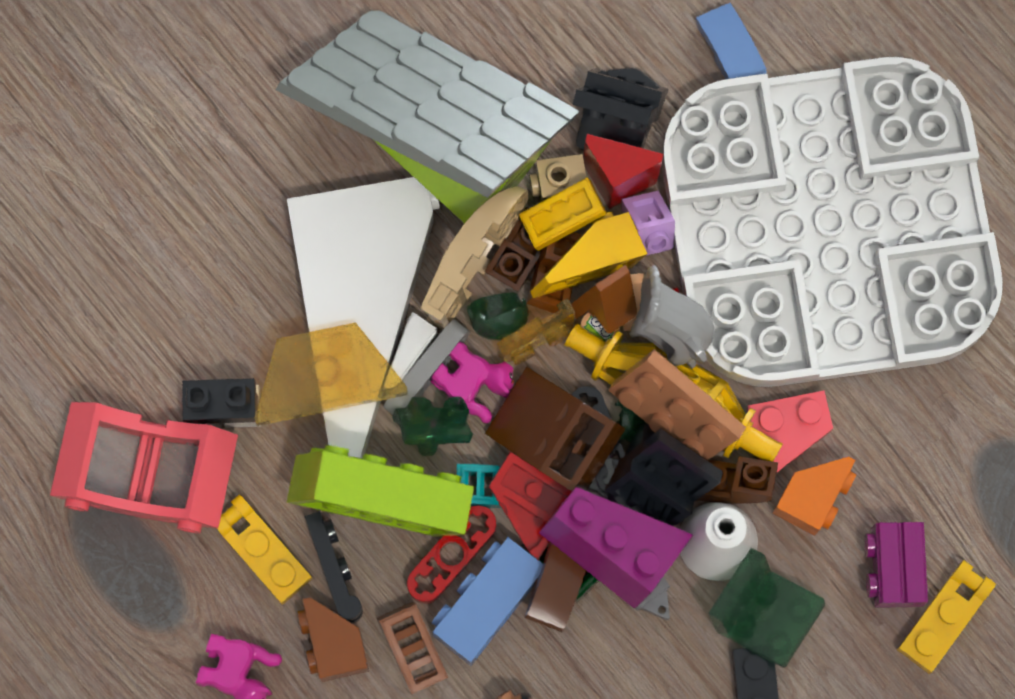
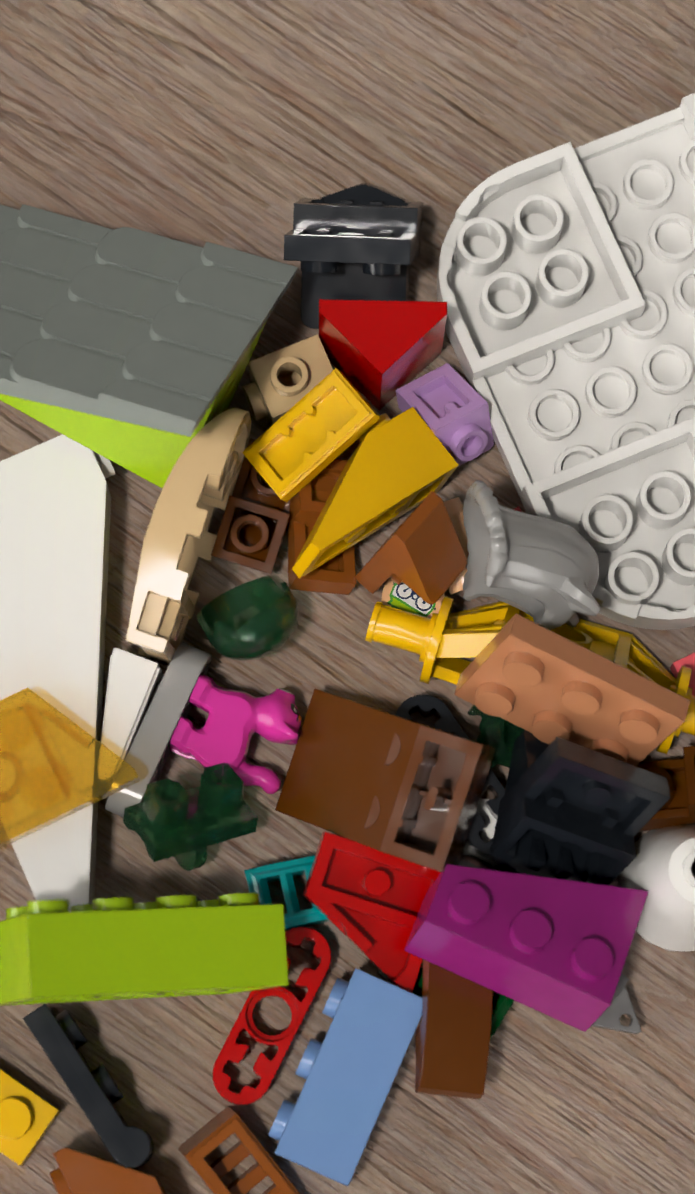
camera: 15 degrees left, 0 degrees up
(551, 330) = (339, 621): clear yellow wing -> none
(730, 42) = (500, 110): medium blue slope -> none

